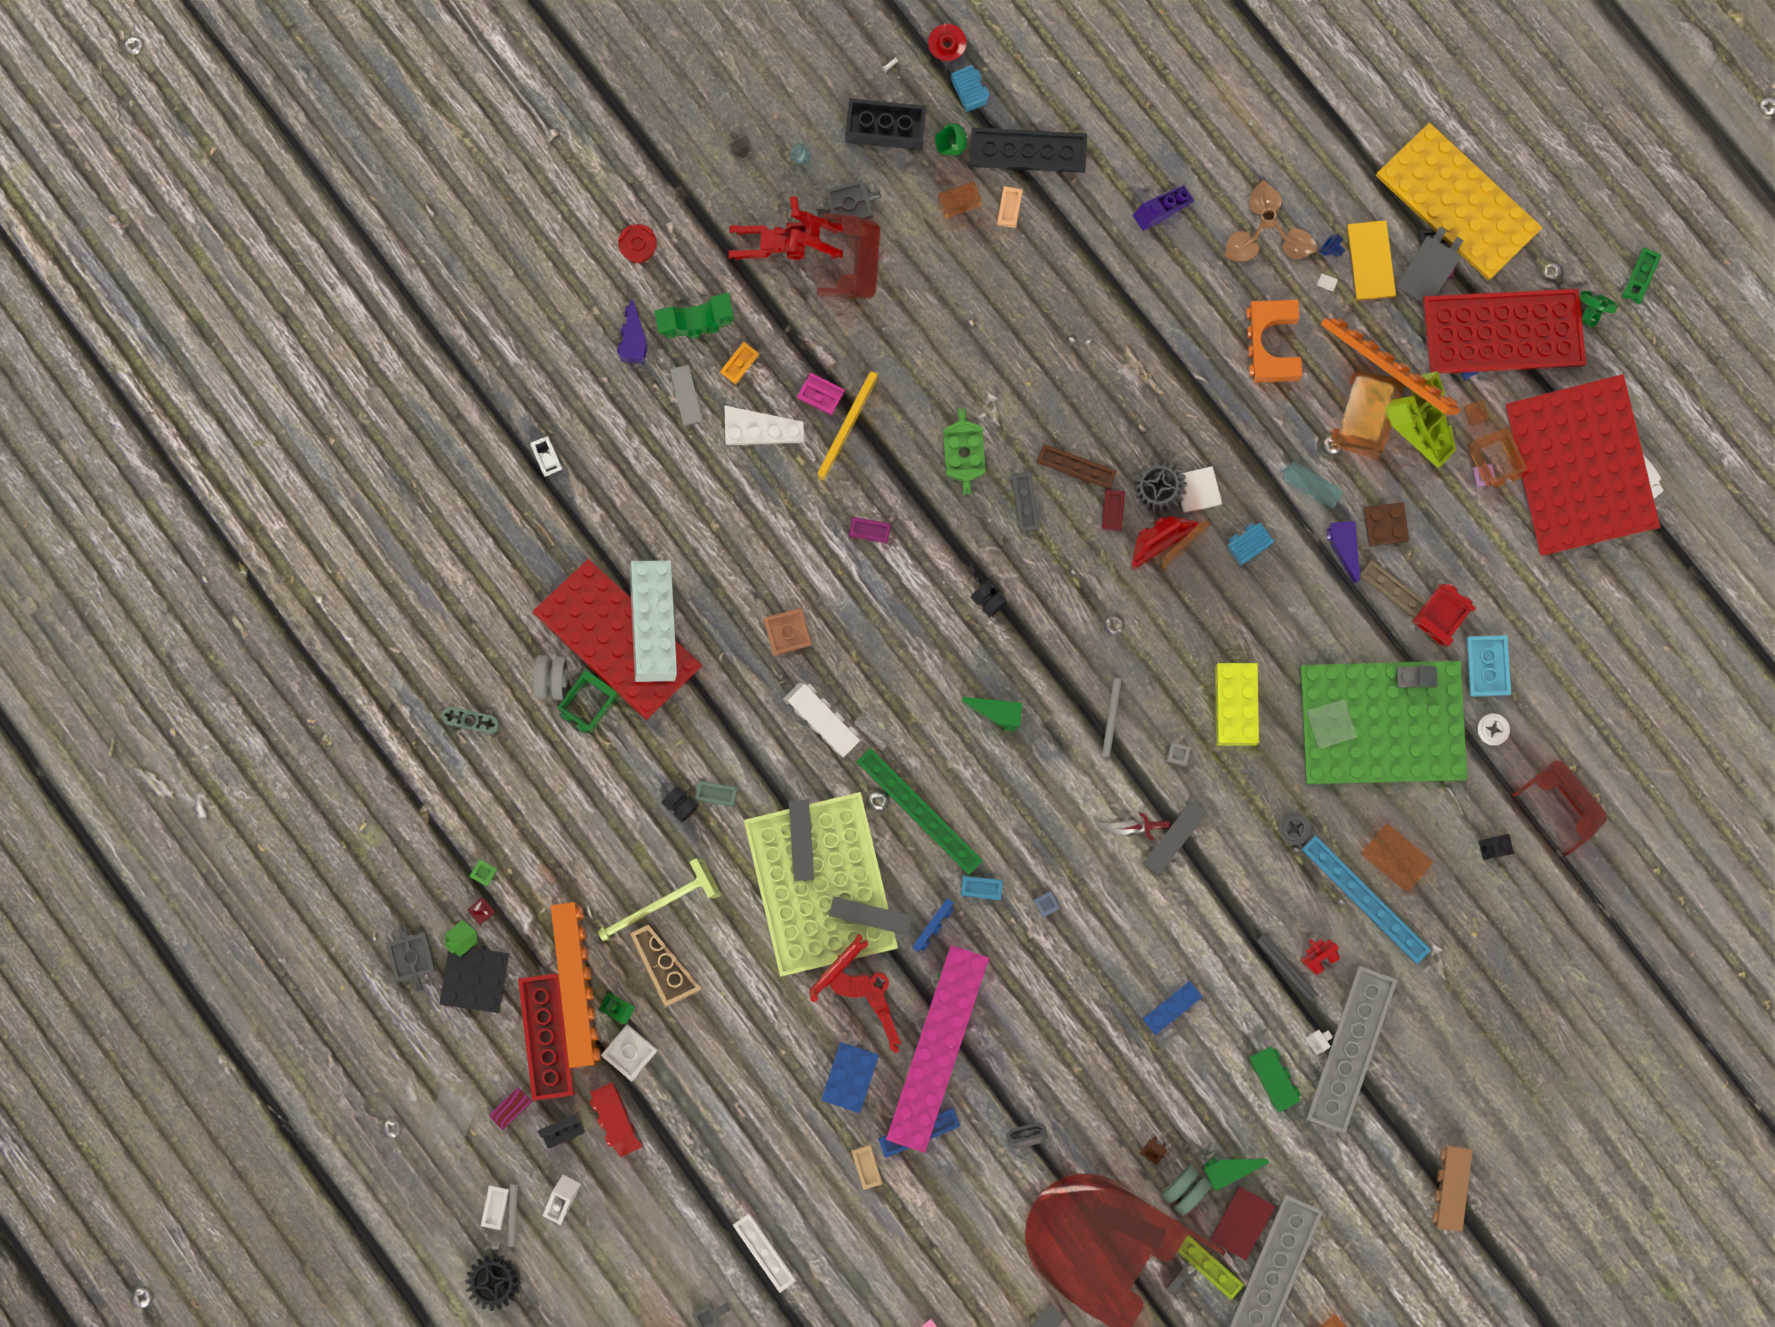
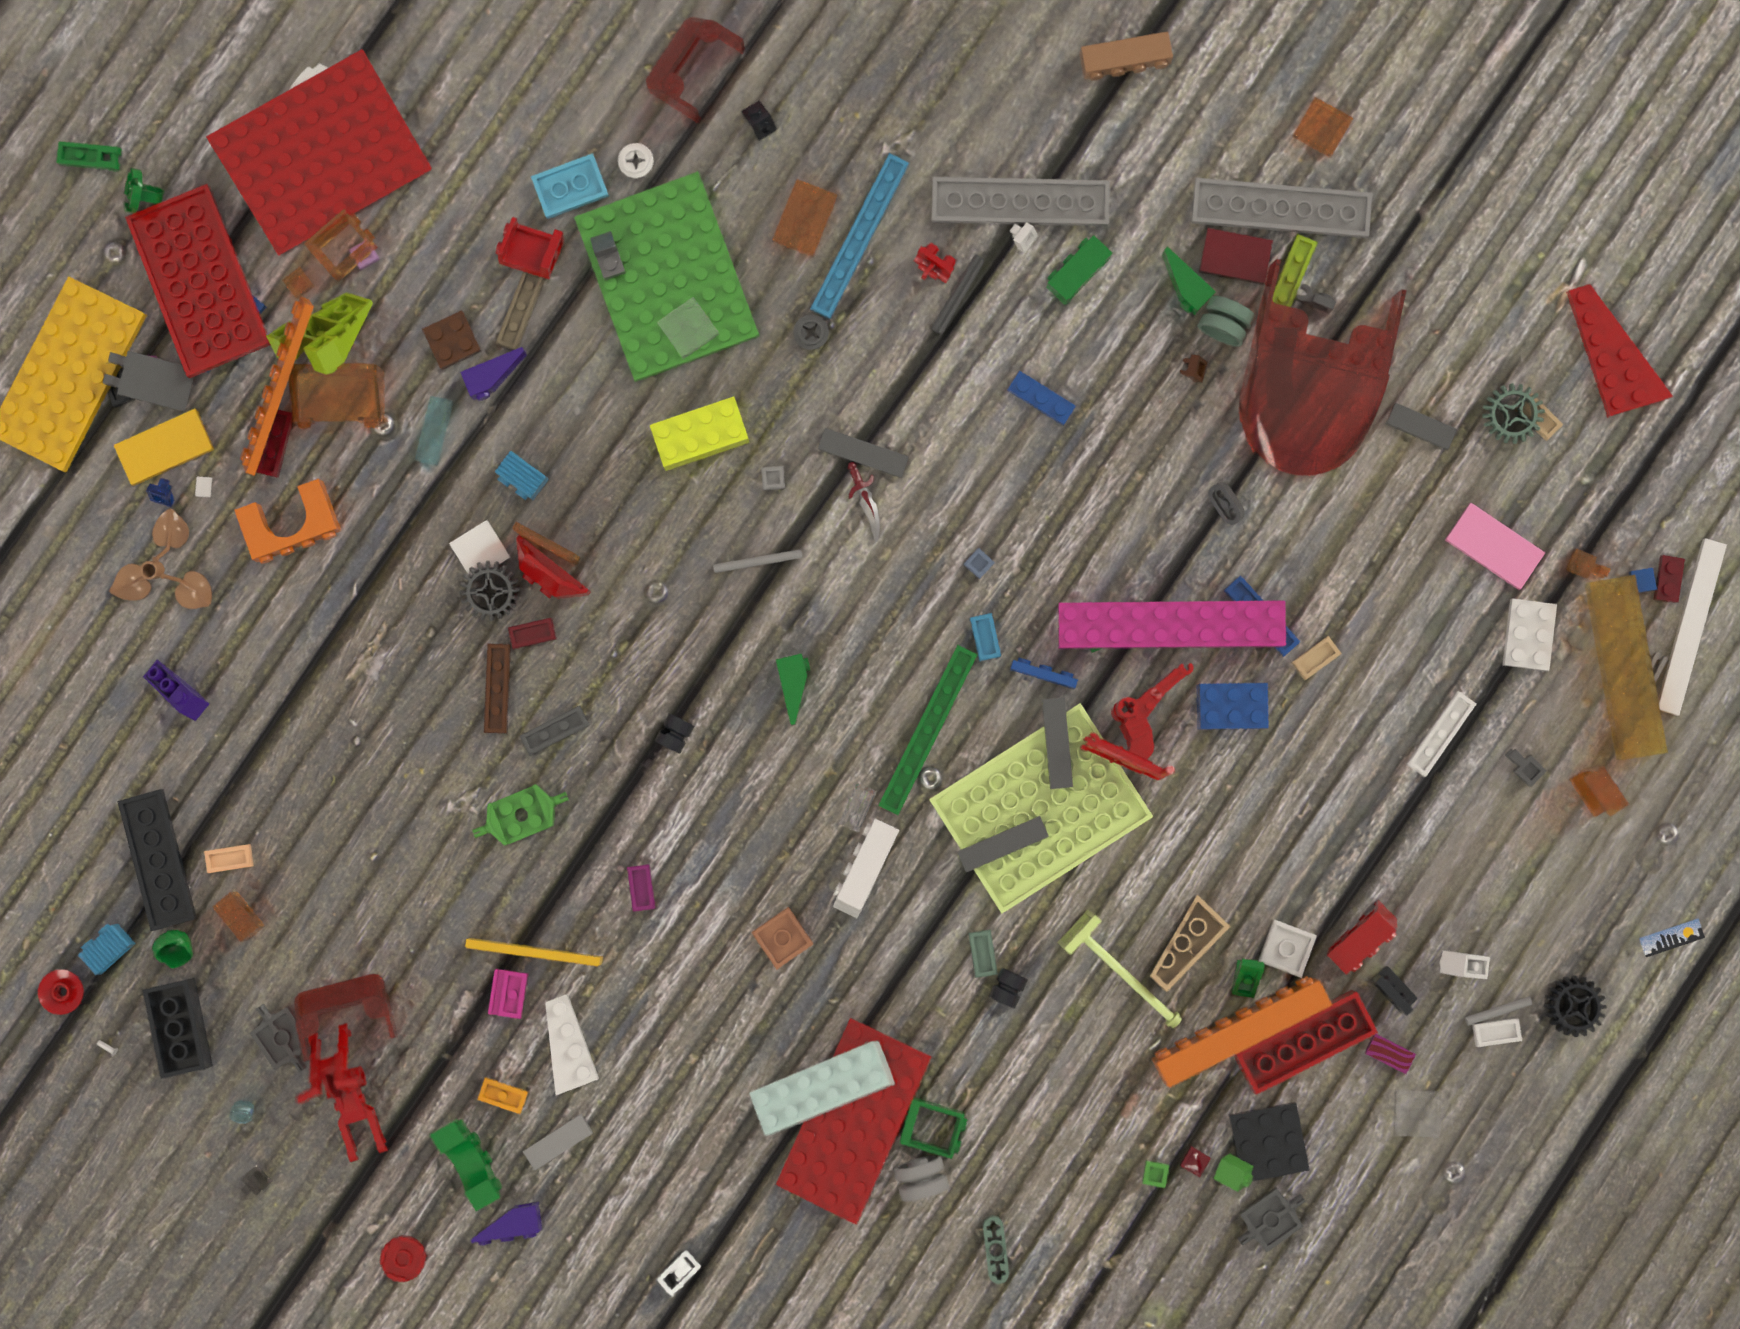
camera: 110 degrees left, 5 degrees up
(1342, 351) = (276, 444): none -> dark red plate

